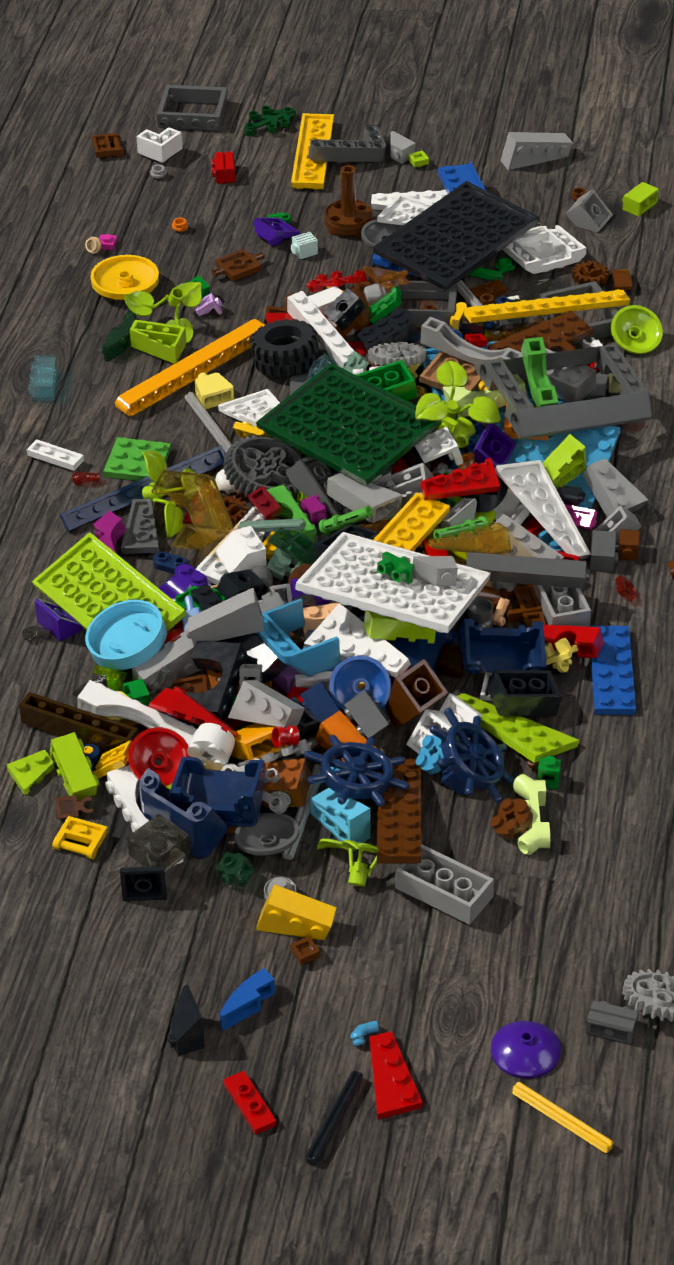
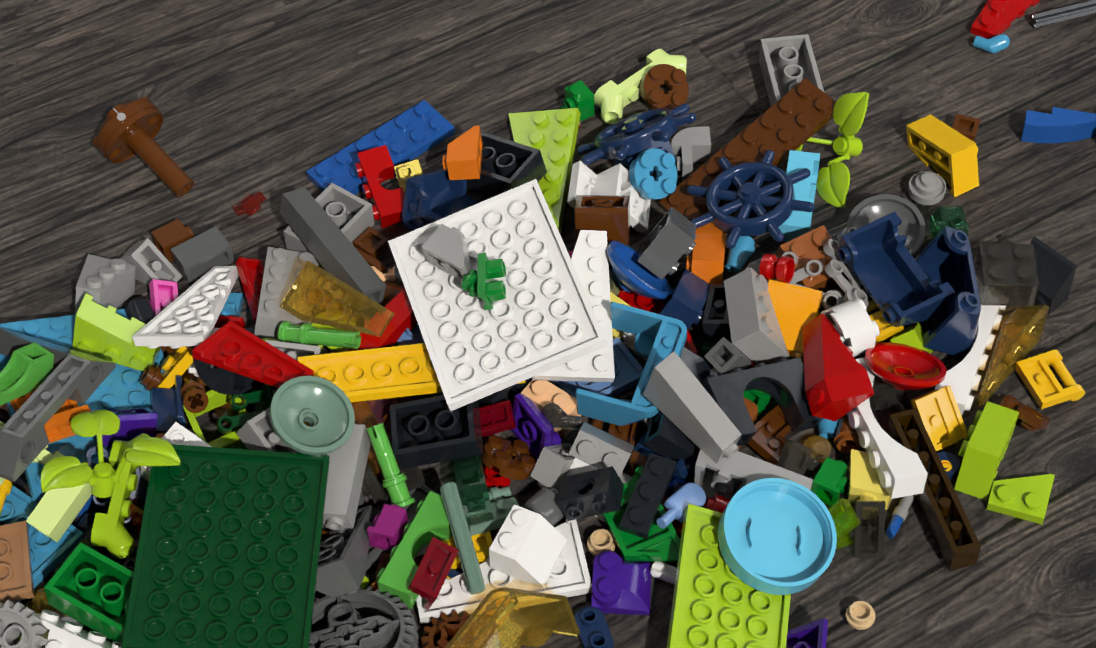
camera: 130 degrees left, 10 degrees up
(53, 657) = (860, 615): none -> tan plate
(119, 830) = (1016, 339): none -> clear yellow wedge
(395, 479) = (315, 402): none -> sand green dish
(445, 799) = (691, 146): none -> light grey brick
(537, 663) = (464, 156): none -> orange slope

